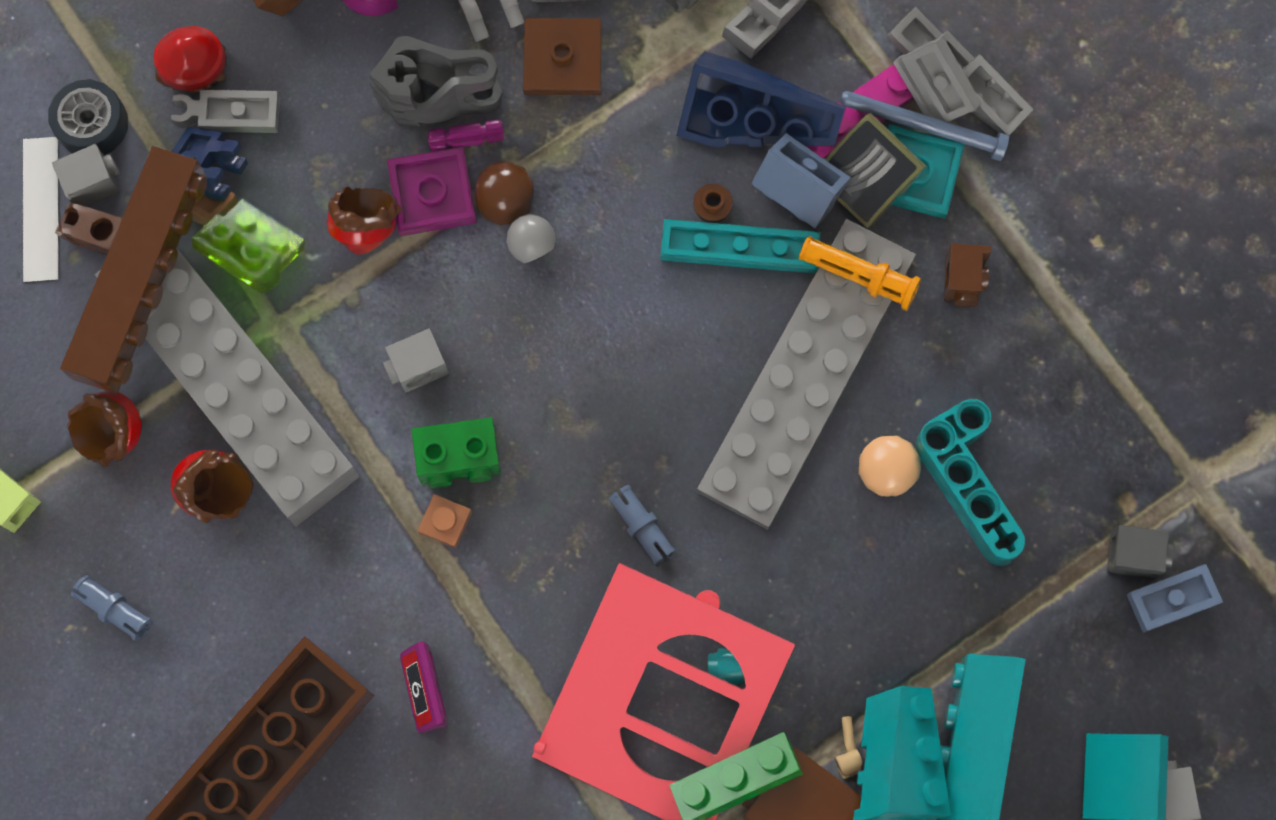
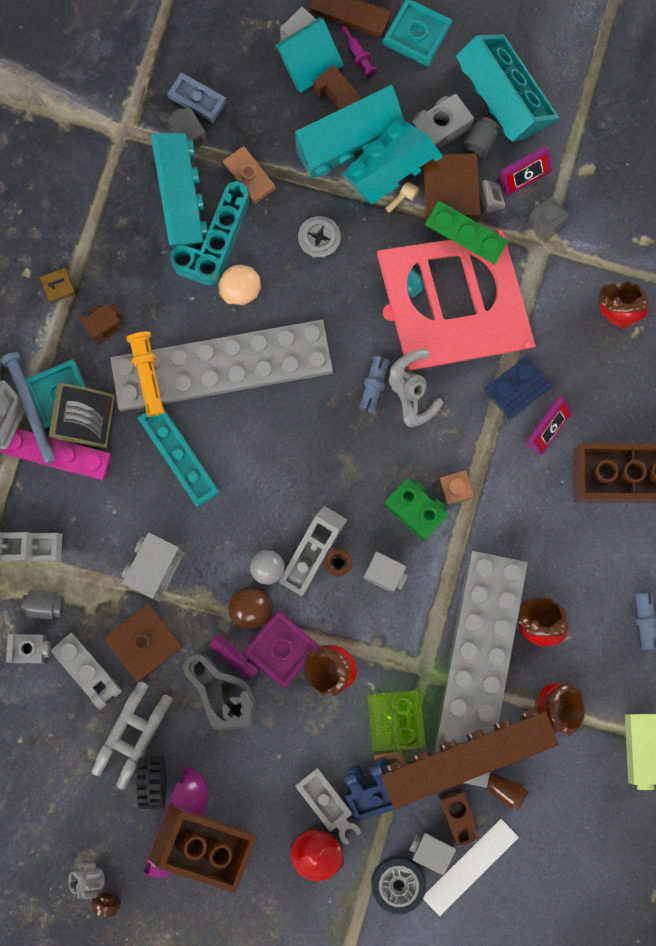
camera: 130 degrees left, 5 degrees up
(68, 304) = (507, 791): none -> reddish brown cone
(464, 306) = (338, 554): none -> reddish brown cone
(500, 691) = (517, 387): none -> dark blue plate
(508, 305) = (313, 550): none -> light grey slope
(596, 555) = (411, 387): none -> light grey piece
(630, 114) = (152, 566): none -> light grey brick
(710, 213) = (165, 496): reddish brown plate -> none
(745, 105) = (94, 513): dark blue wedge -> none
(800, 180) = (117, 446): sand blue brick -> none
(878, 586) = (313, 227): none -> light grey gear
(1023, 585) = (247, 171): none -> nougat plate
(1031, 780) = (336, 88): none -> reddish brown leg
(1052, 262) = (57, 285): none -> pearl gold tile
(1061, 469) = (178, 189): none -> teal slope

